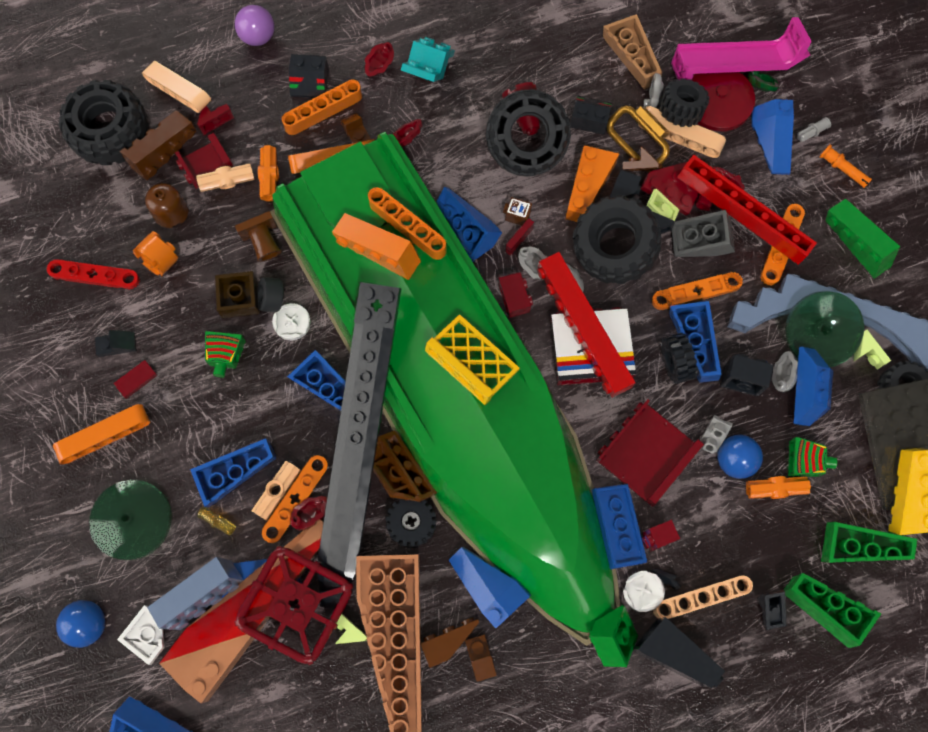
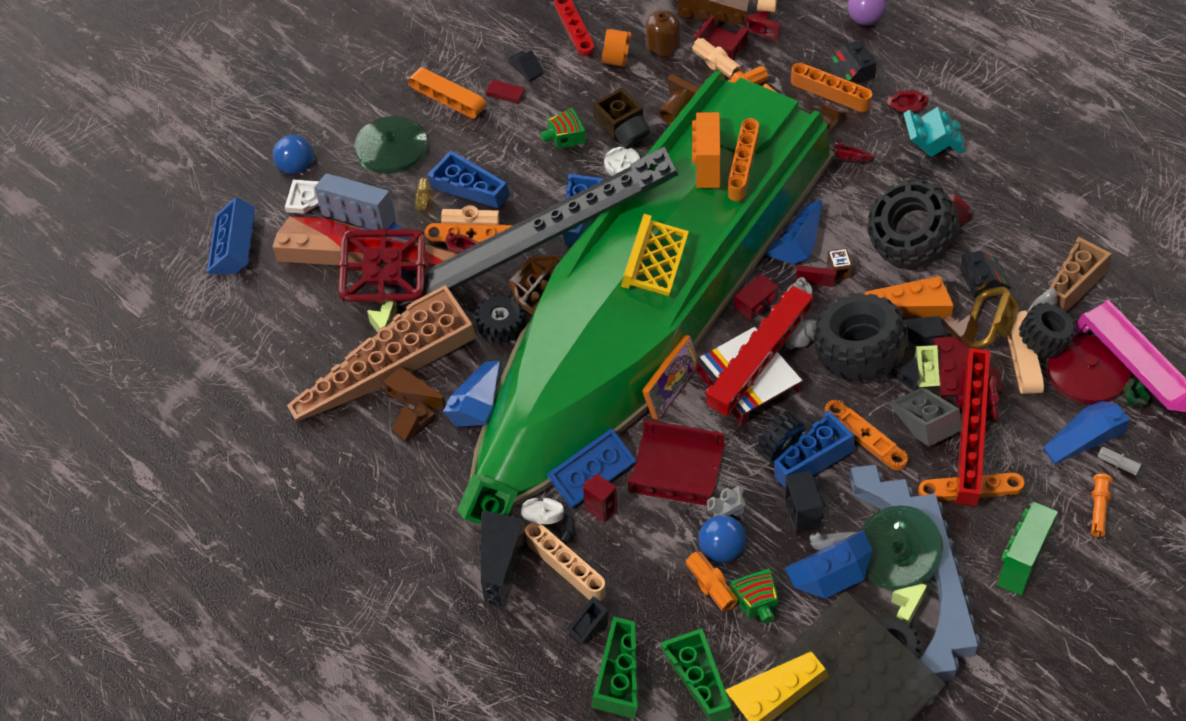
camera: 65 degrees right, 20 degrees down
(567, 412) = (670, 377): none -> tile

